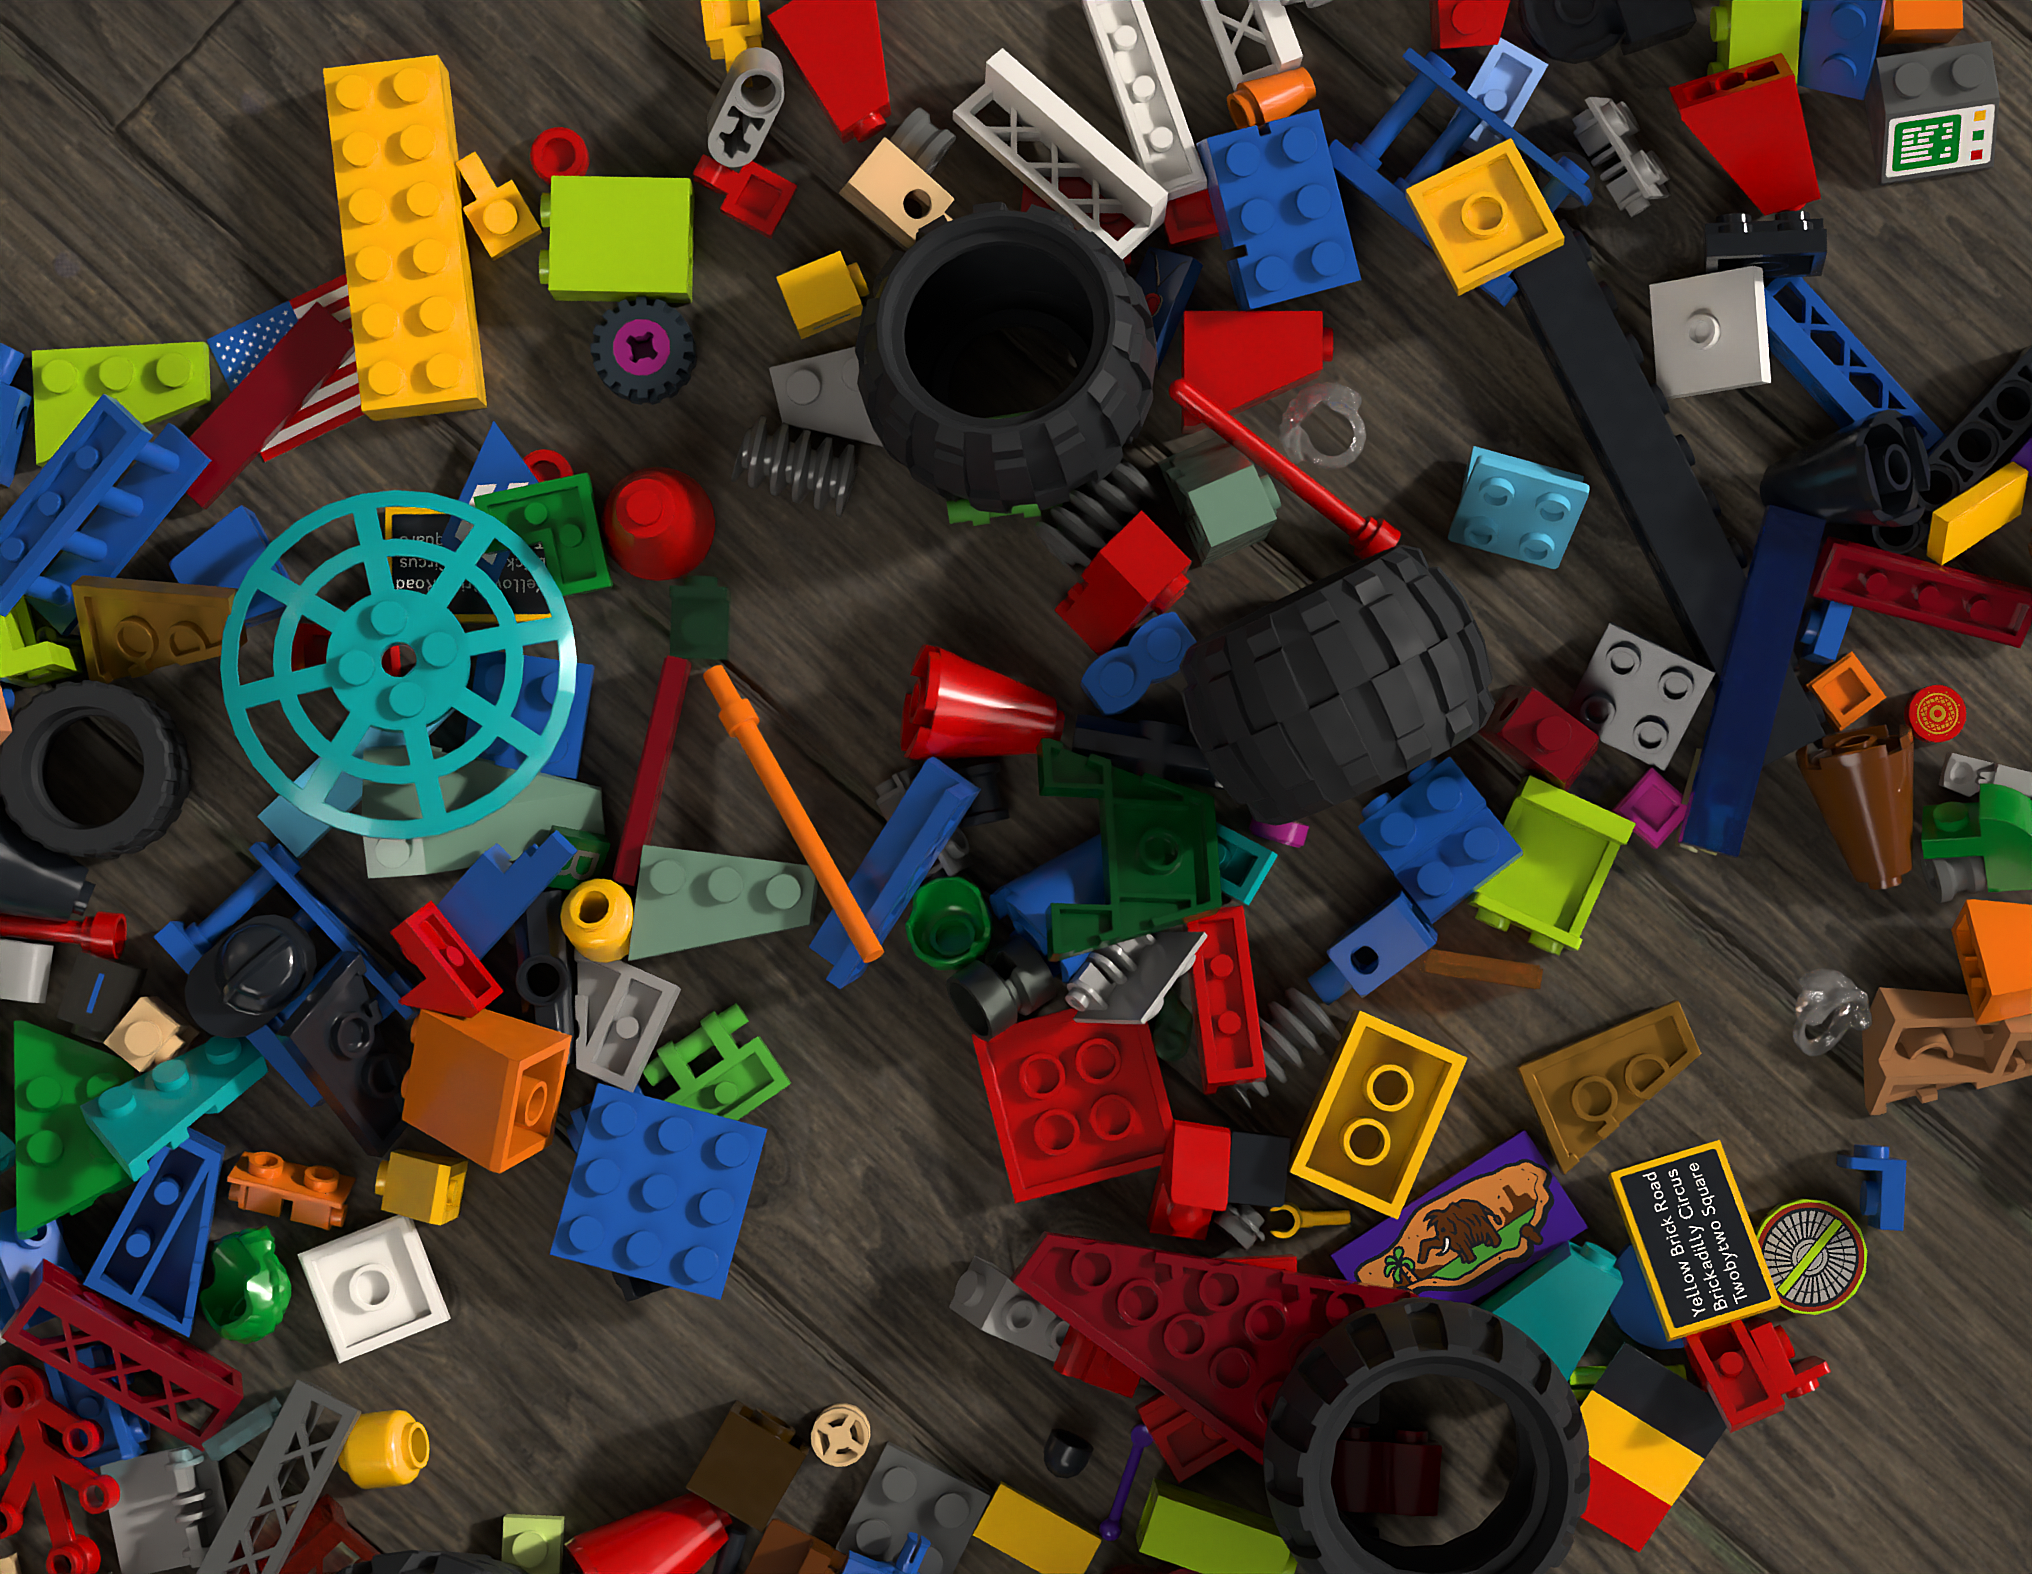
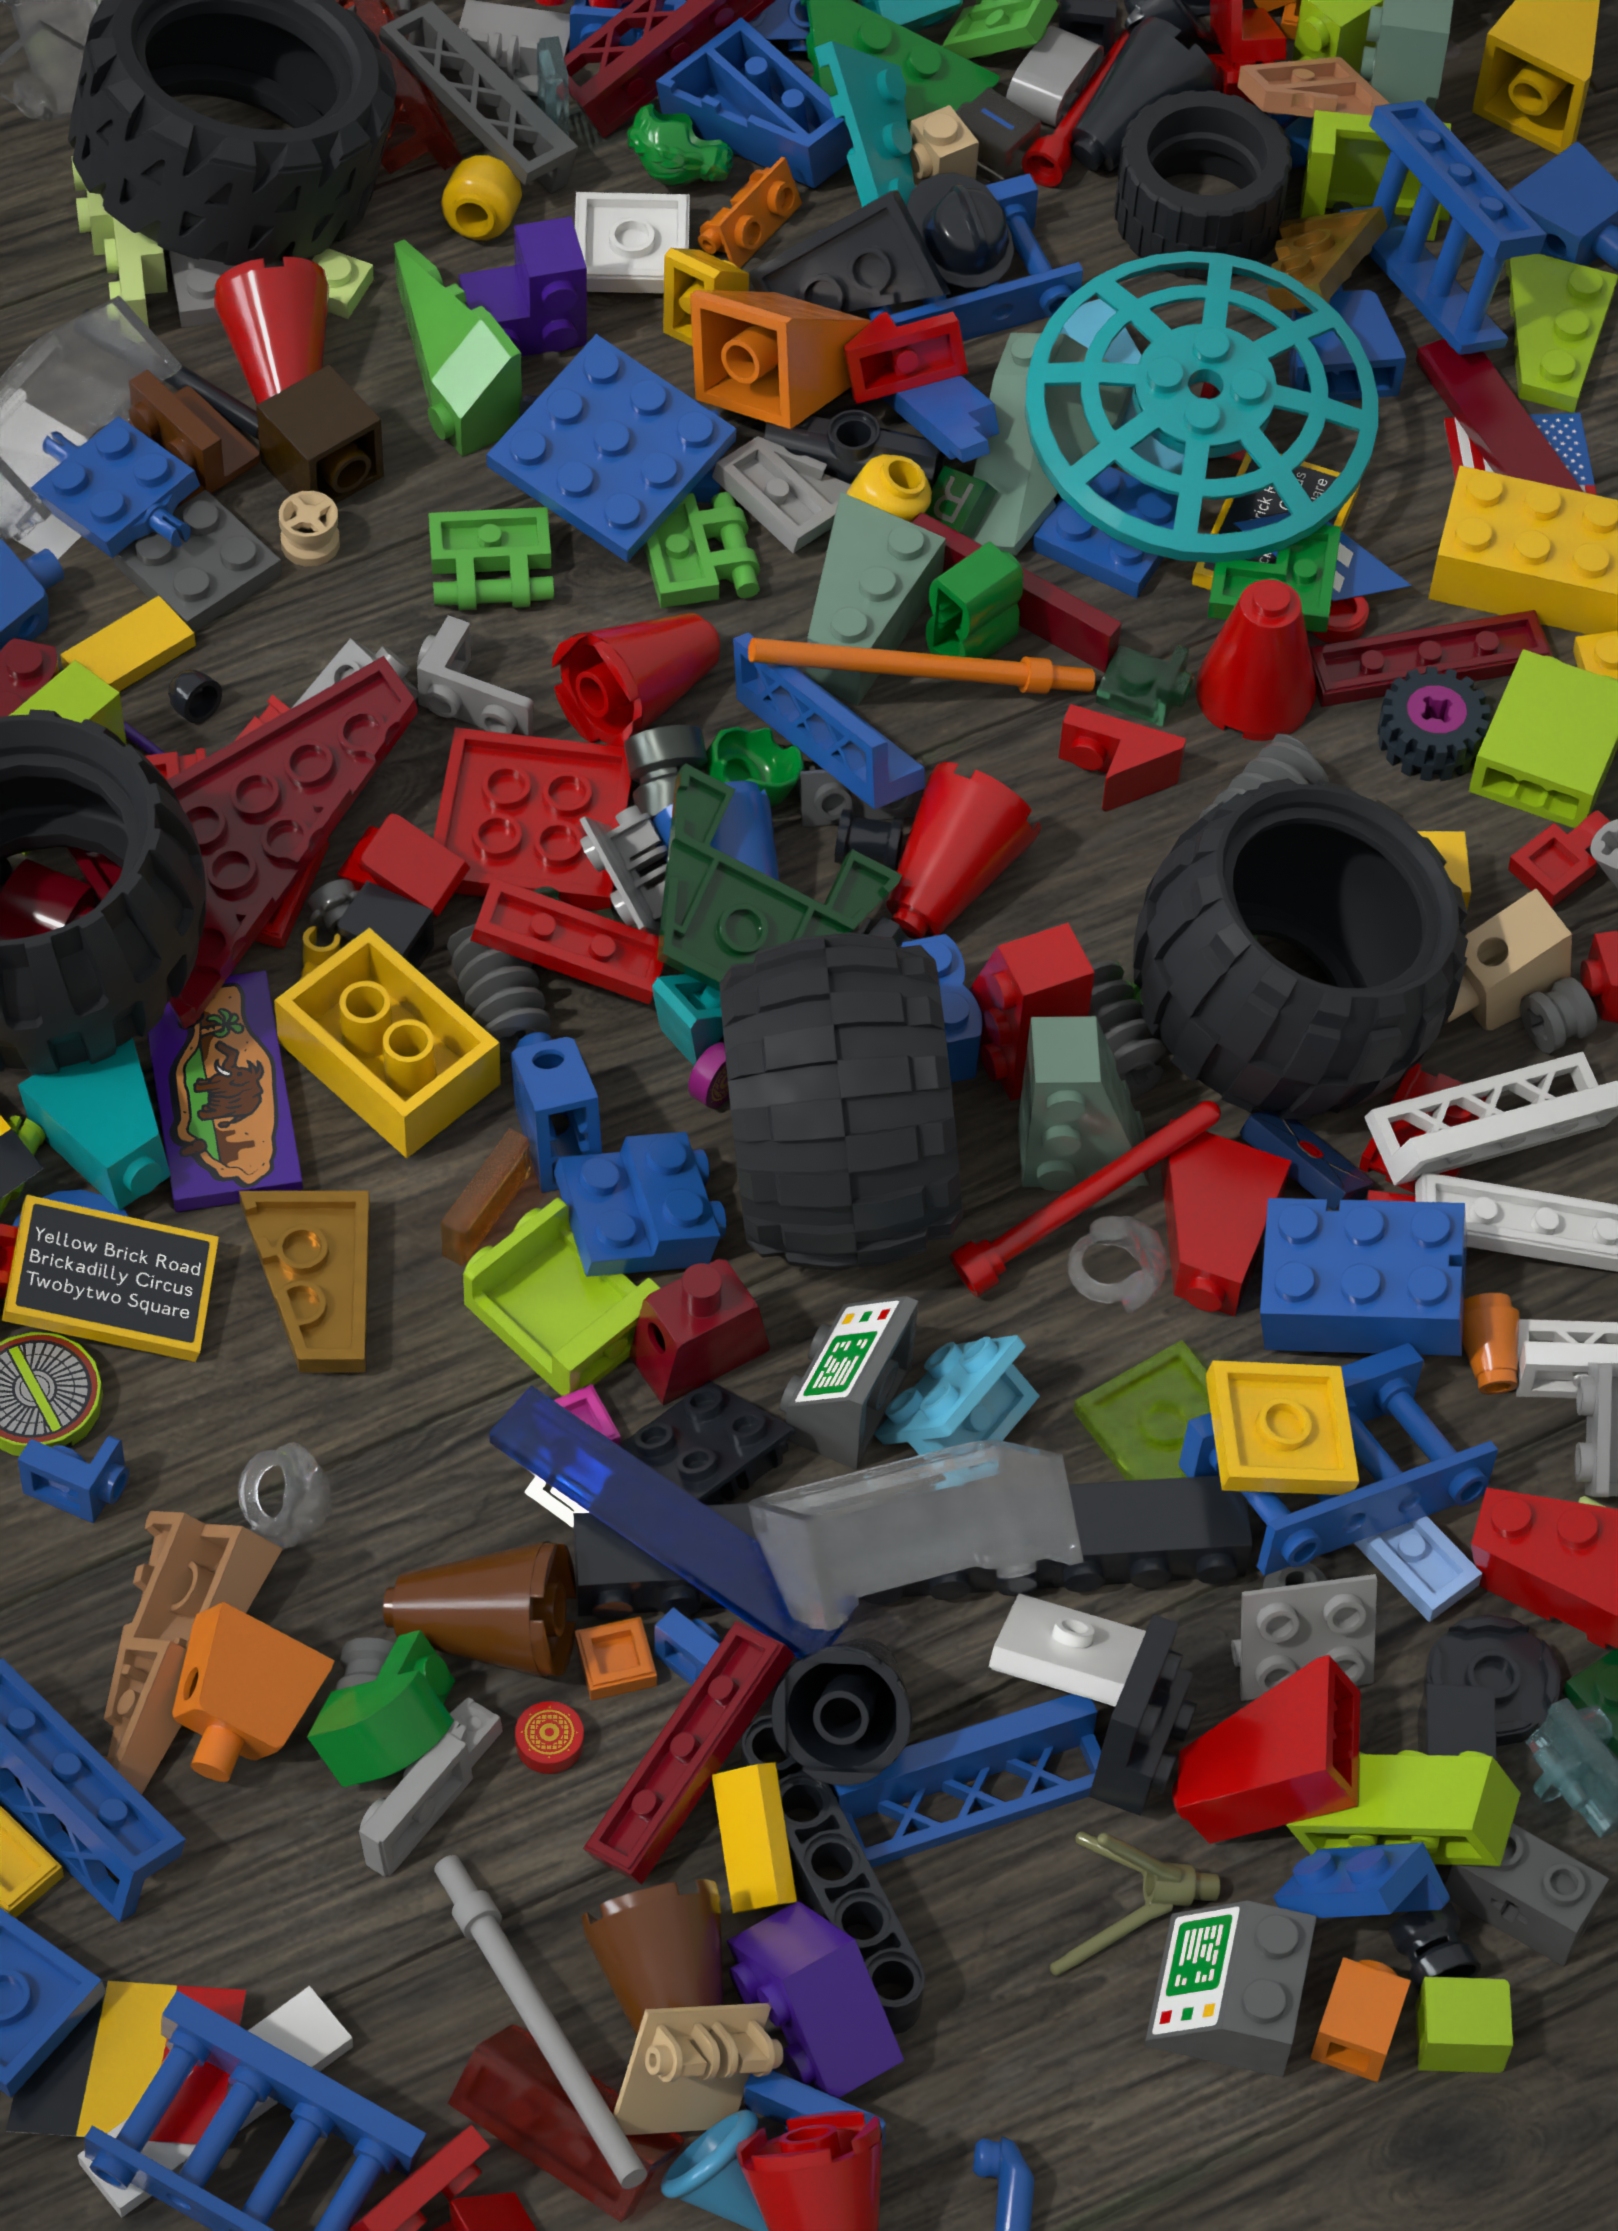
camera: 110 degrees right, 30 degrees down
(503, 1350) = (542, 295): none -> dark purple brick
(562, 382) = (1472, 648): none -> dark red tile
(611, 1374) = (462, 356): none -> bright green wedge
(704, 789) = (975, 605): none -> green brick
(787, 1264) = (486, 543): none -> bright green plate
(798, 595) = (1131, 754): none -> red slope
(892, 1065) = (631, 673): none -> red cone
(943, 1248) = (452, 694): none -> light grey bracket
(1449, 341) = (1146, 1413): none -> clear neon green tile
(1538, 598) = (851, 1378): none -> dark grey slope
(1686, 499) = (913, 1522): none -> clear windscreen
(1865, 195) = (1162, 1888): none -> olive plant

